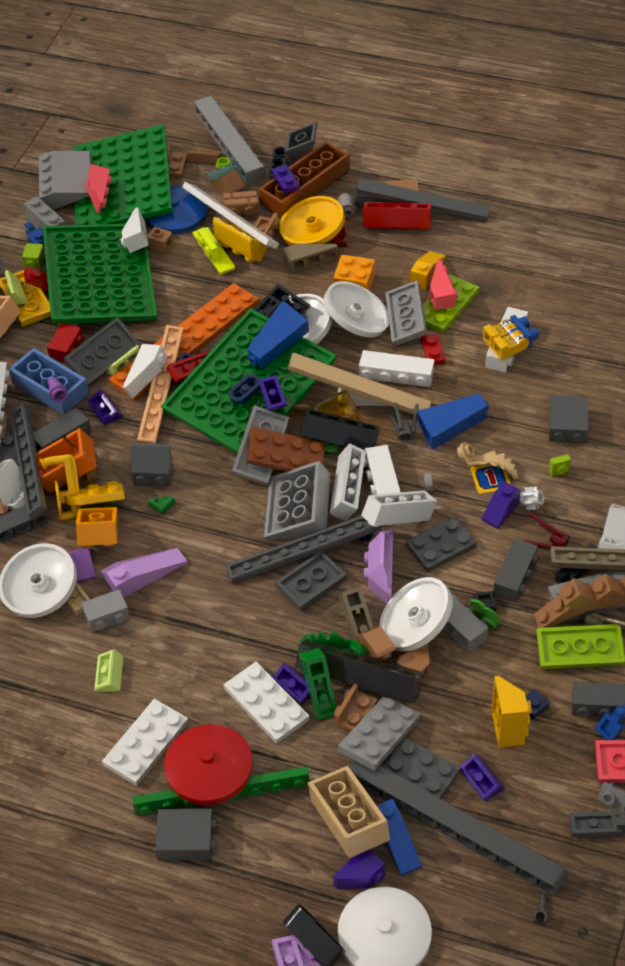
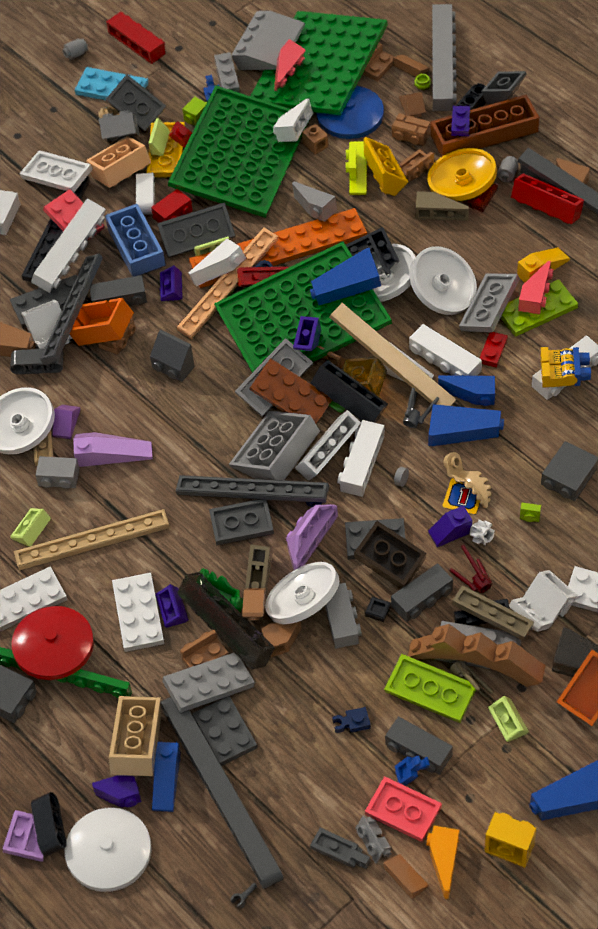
camera: 30 degrees right, 5 degrees up
(29, 337) = (145, 192): none -> white beam
(56, 390) = (129, 253): medium lavender cone -> none
(76, 497) = (95, 360): yellow plate -> none
(97, 527) = (92, 393): light orange brick -> none
(161, 504) = (163, 396): green tile -> none
(176, 658) = (91, 539): none -> tan tile
(195, 288) = (315, 202): none -> light grey slope
(221, 171) = (411, 89): clear light blue tile -> none
(230, 215) = (389, 139): white tile -> none
(244, 390) = (290, 318): dark blue plate -> none
(318, 682) = (183, 614): green slope -> none
(355, 270) = (469, 243): light orange brick -> none
(398, 508) = (350, 489): white brick -> none
(439, 386) = (473, 389): none -> blue slope
(470, 549) = (390, 555): none -> dark brown brick
(481, 777) = (271, 761): dark purple slope -> none
(485, 614) = (368, 626): bright green plate -> none
(510, 713) = (318, 719): yellow slope -> none

